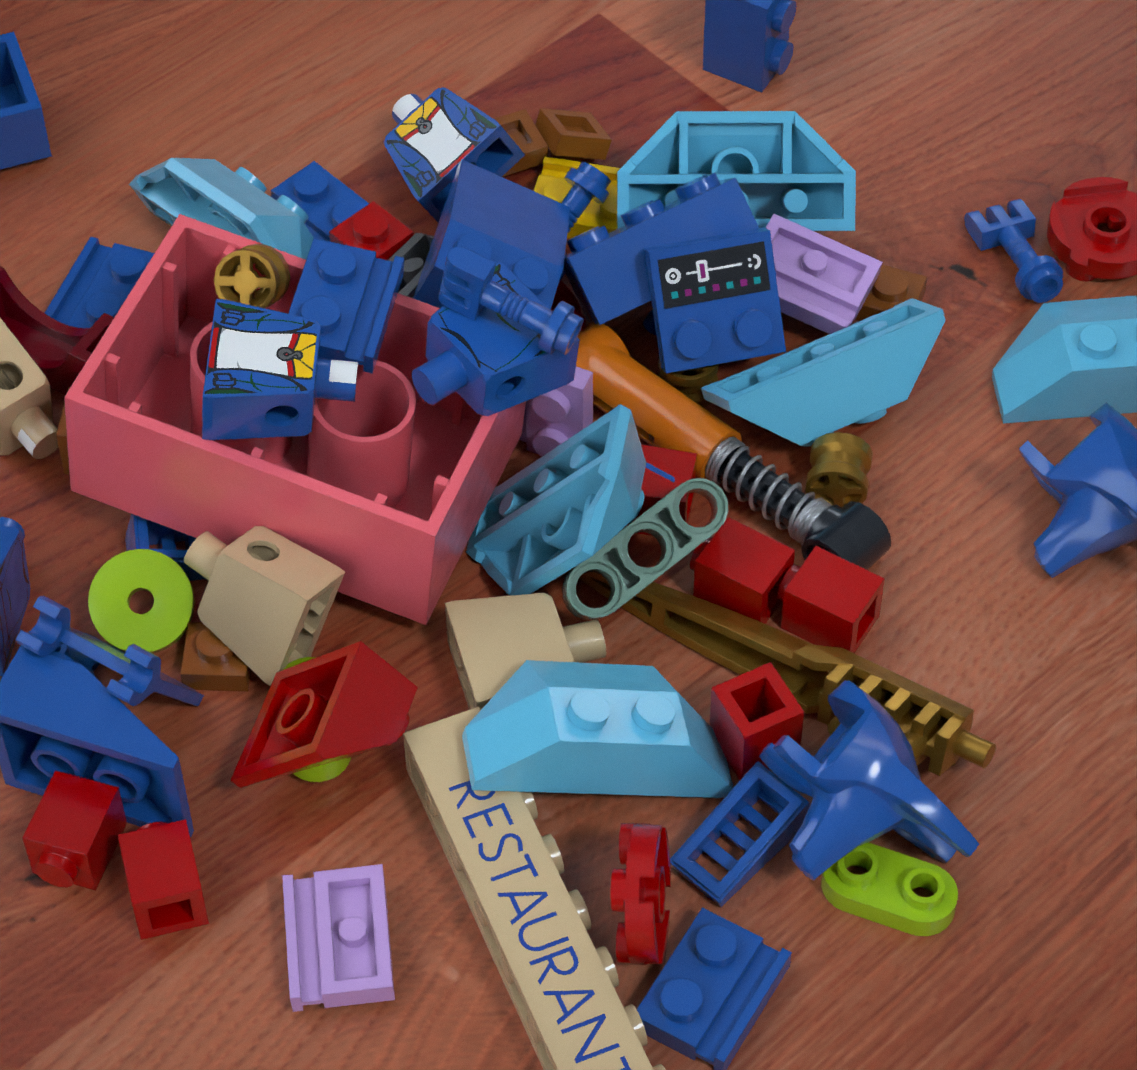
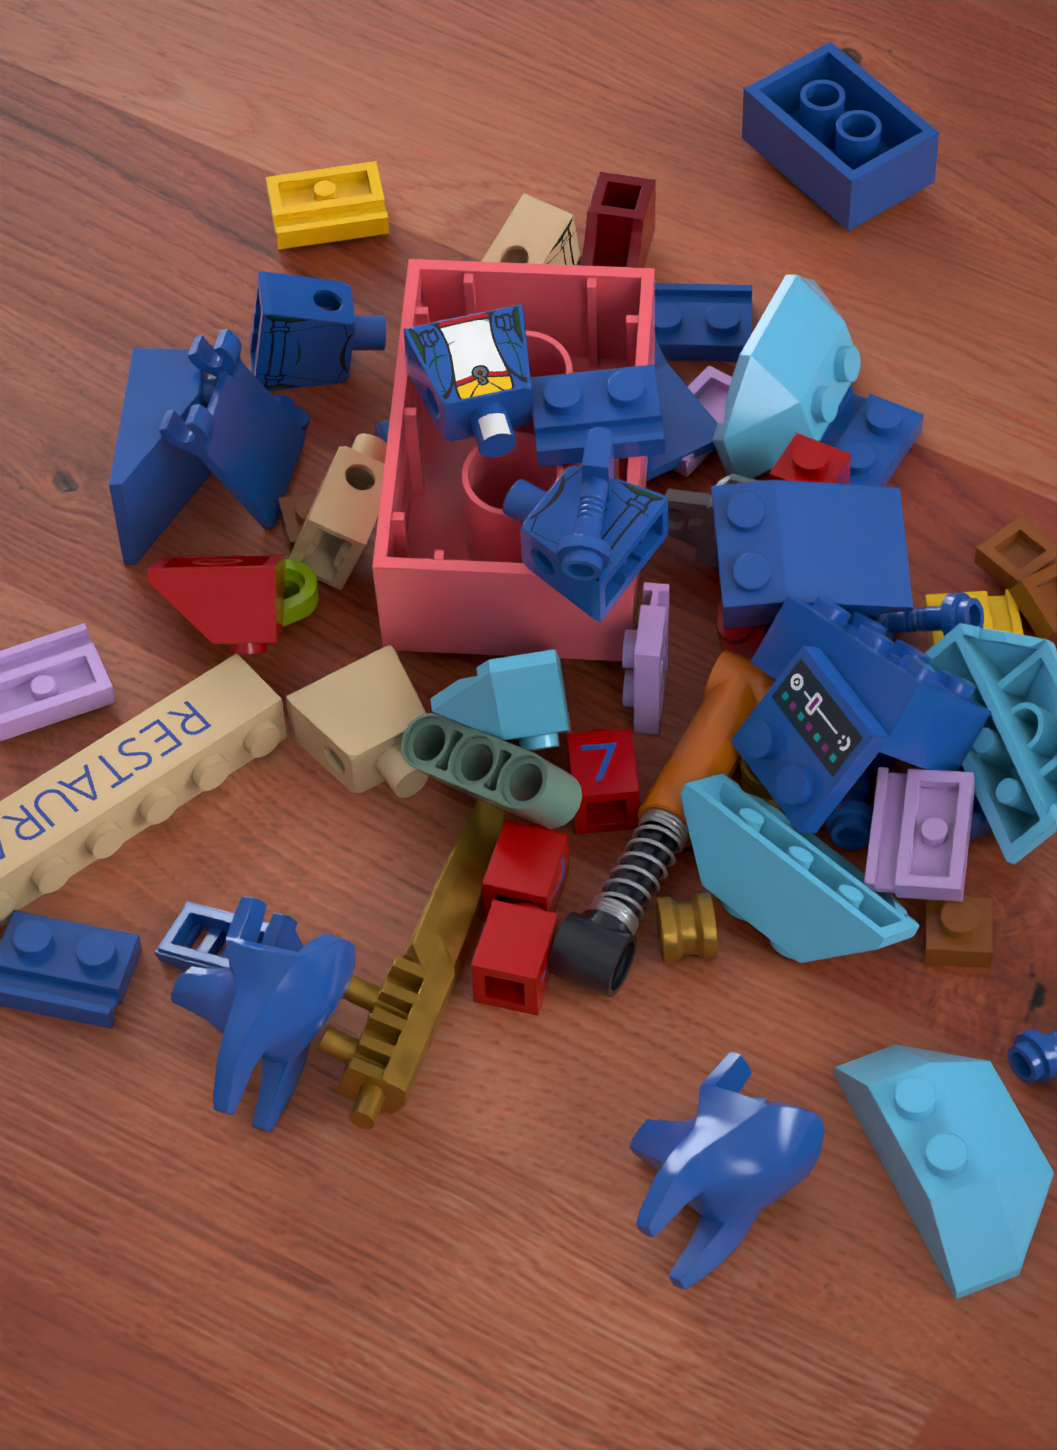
camera: 75 degrees right, 0 degrees up
(74, 831) = (81, 475): red brick -> none
(134, 572) = (324, 428): lime piece -> none
(163, 878) = (63, 546): red brick -> none
(238, 281) = (600, 341): pearl gold wheel -> none
(436, 137) = (965, 501): torso -> none
(593, 734) = (286, 798): medium azure wedge -> none
(642, 894) = (94, 847): red plate -> none
(752, 713) = (341, 905): red brick -> none
(887, 893) = (194, 1083): lime plate -> none

